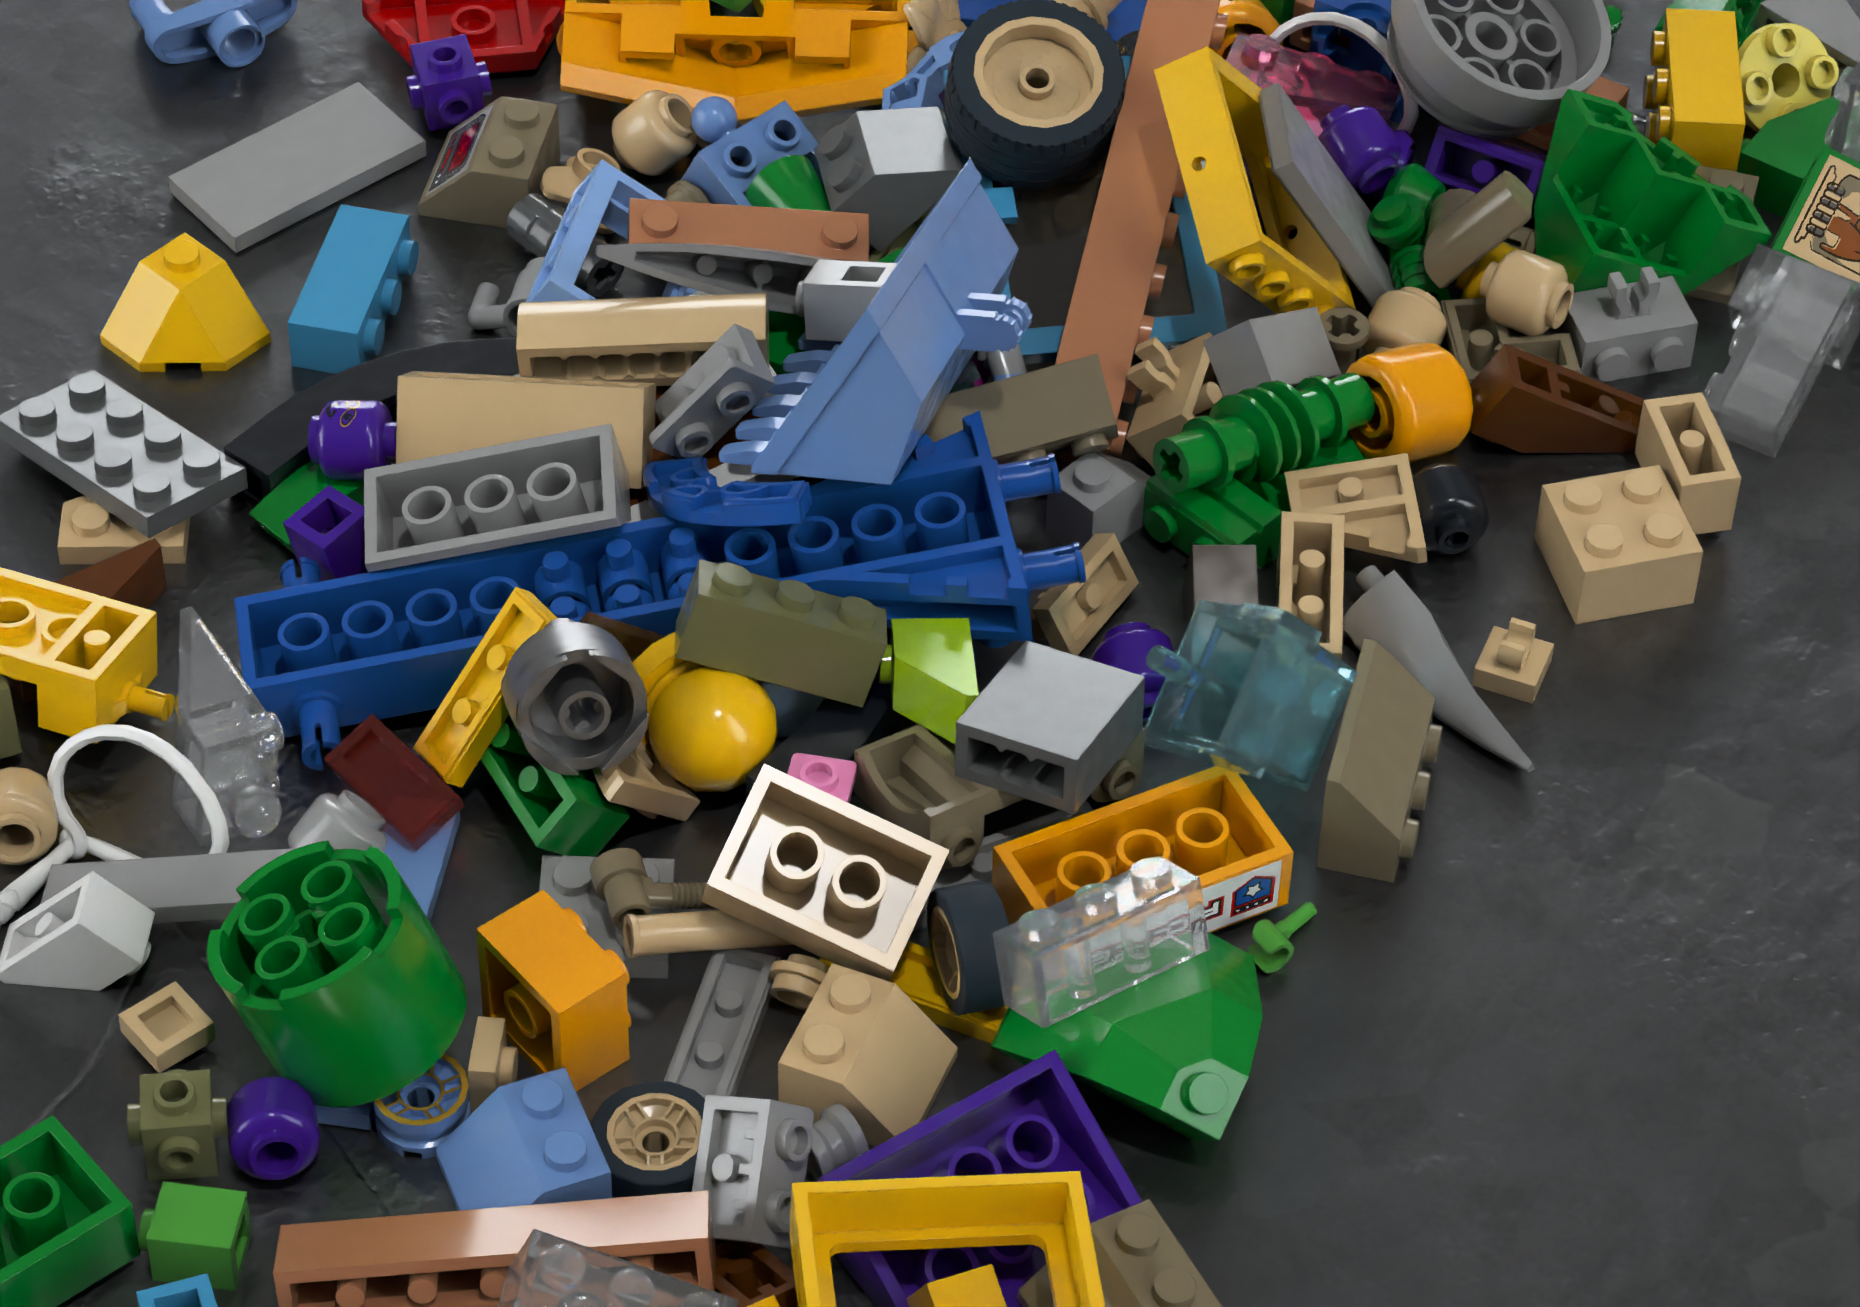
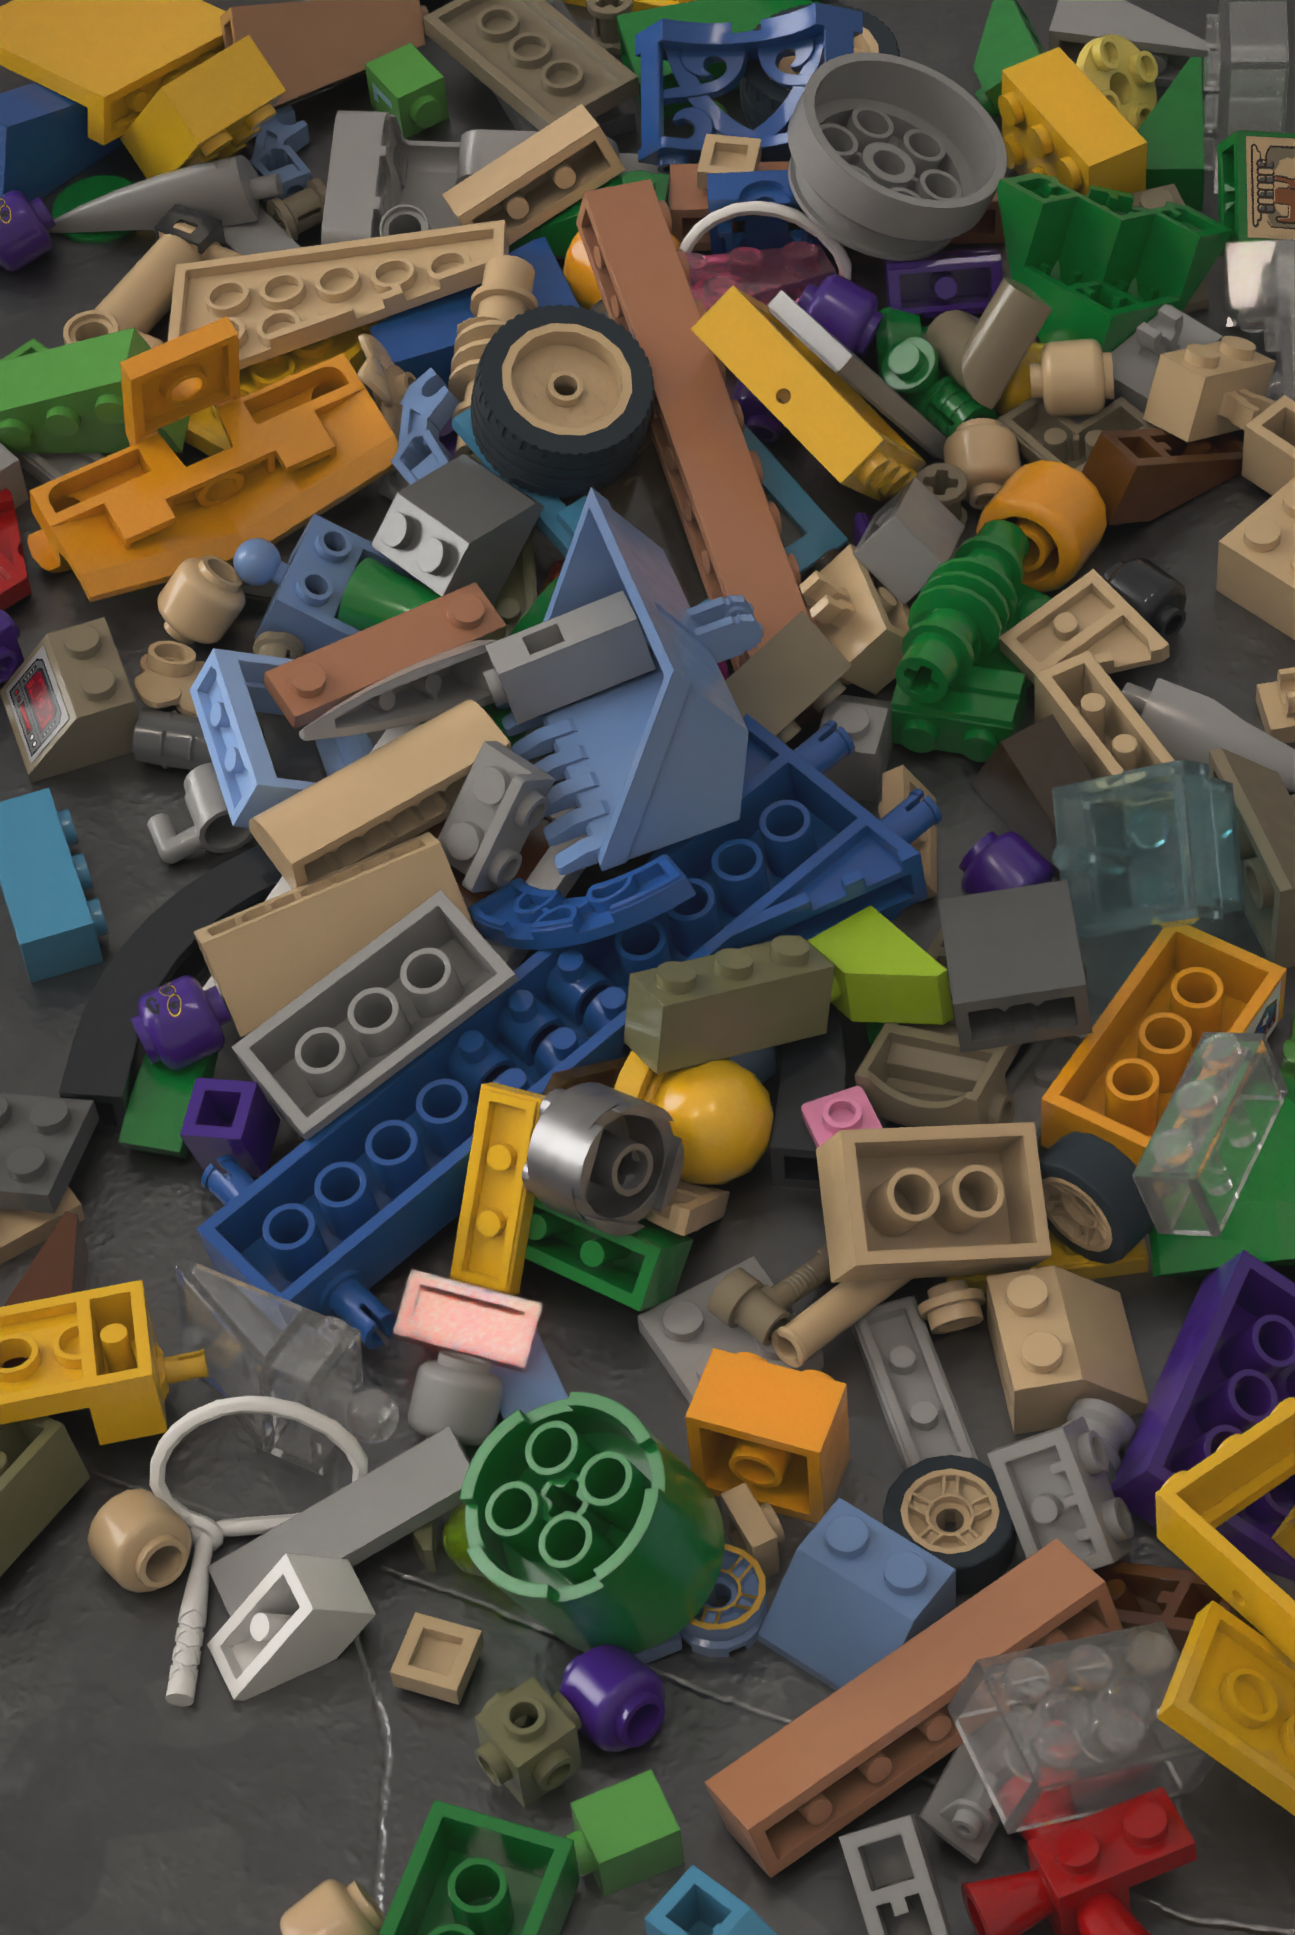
camera: 25 degrees left, 5 degrees up
(1643, 356) = (1209, 389): none -> tan brick

